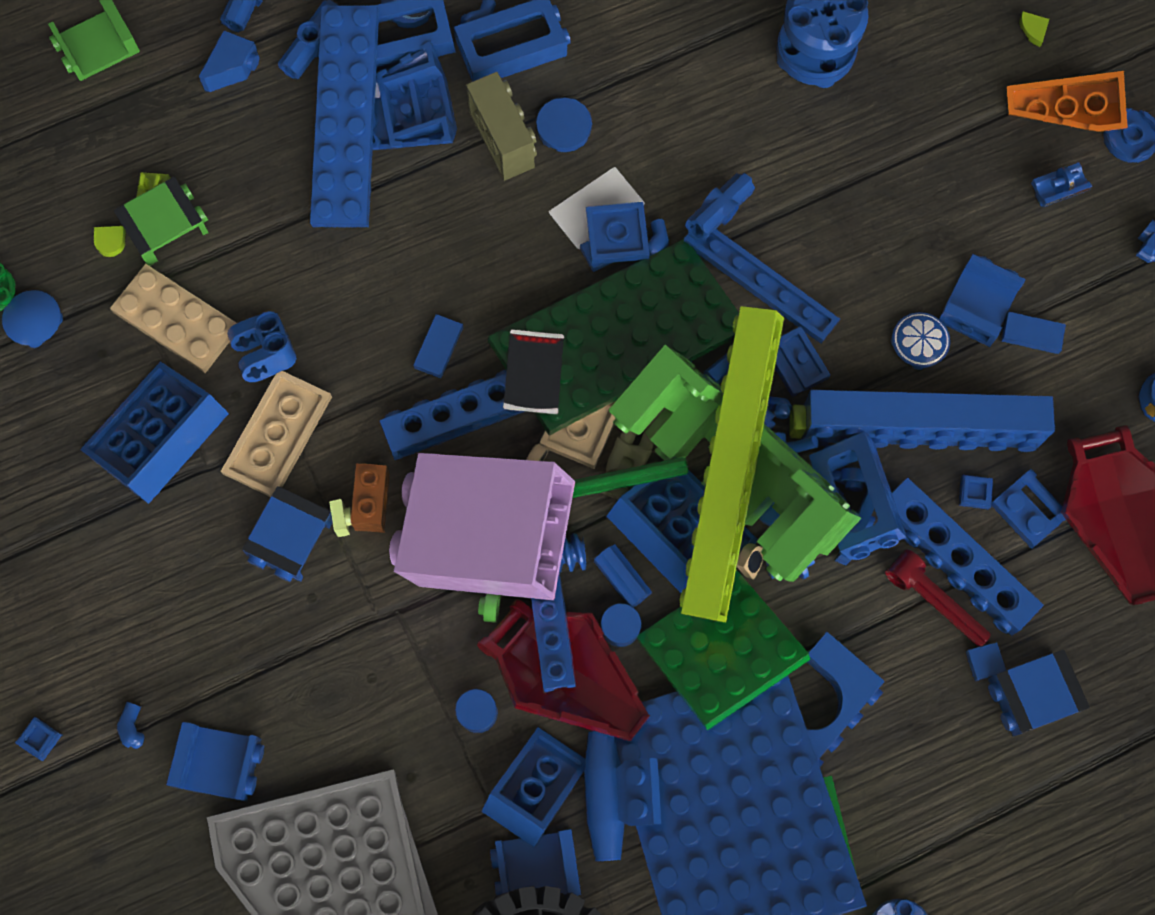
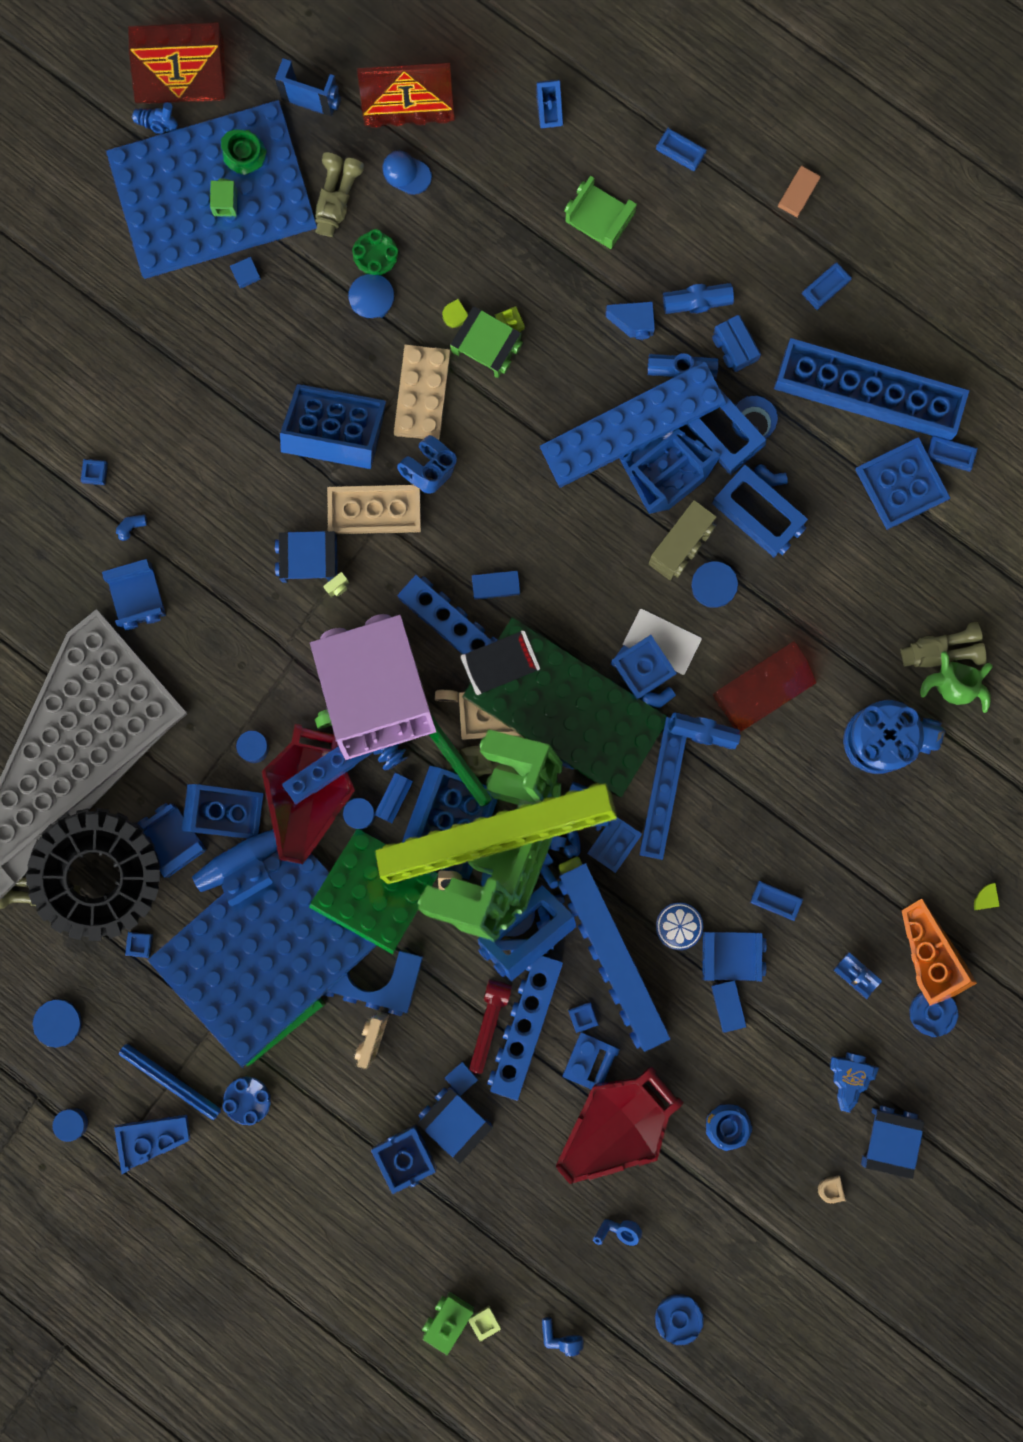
camera: 70 degrees right, 10 degrees up
(370, 498) = (360, 598): dark orange brick -> none
(702, 126) = (765, 687): none -> clear red slope
(904, 729) = (369, 1047): none -> tan plate
(939, 229) = (776, 900): none -> blue tile
(1056, 771) = (404, 1159): none -> blue brick

